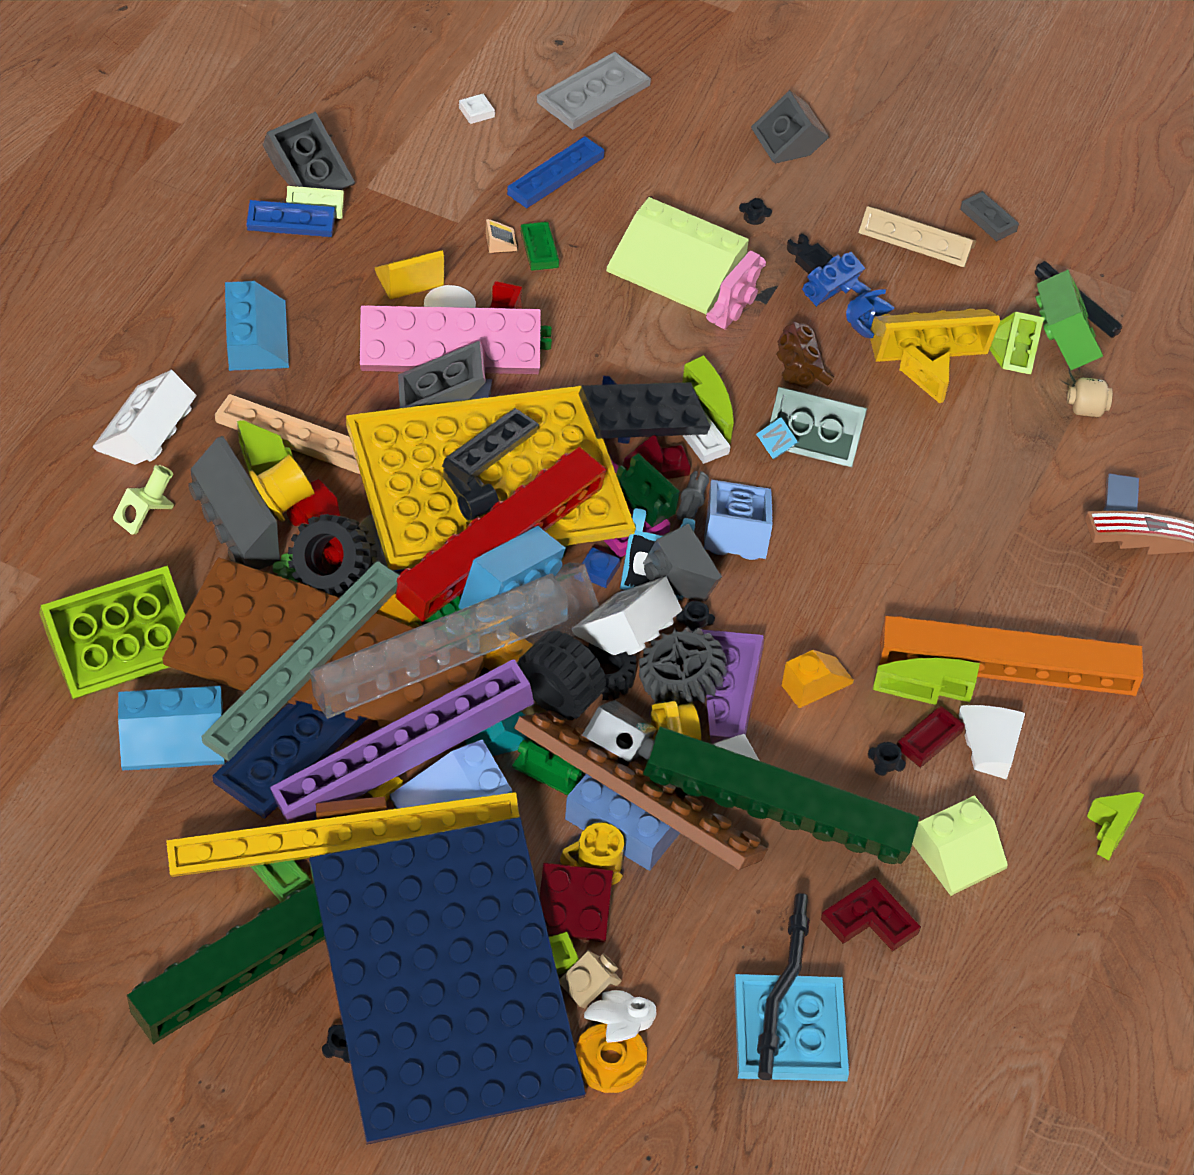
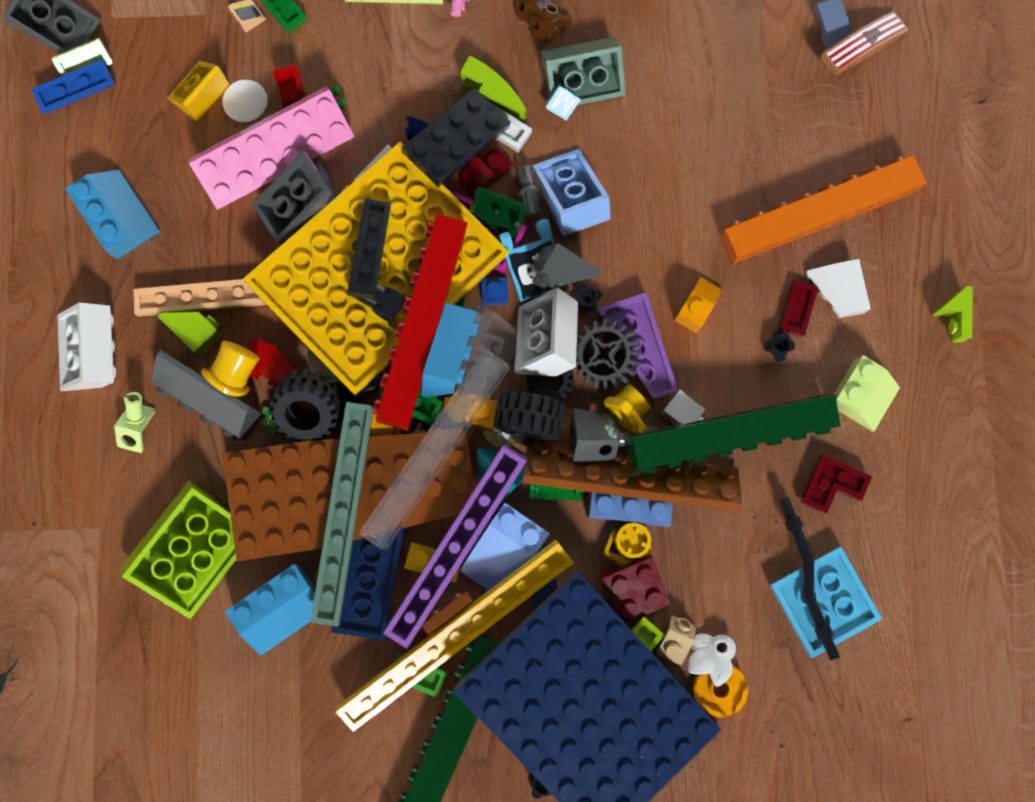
camera: 25 degrees left, 30 degrees up
(928, 678) = (779, 262): lime slope -> none

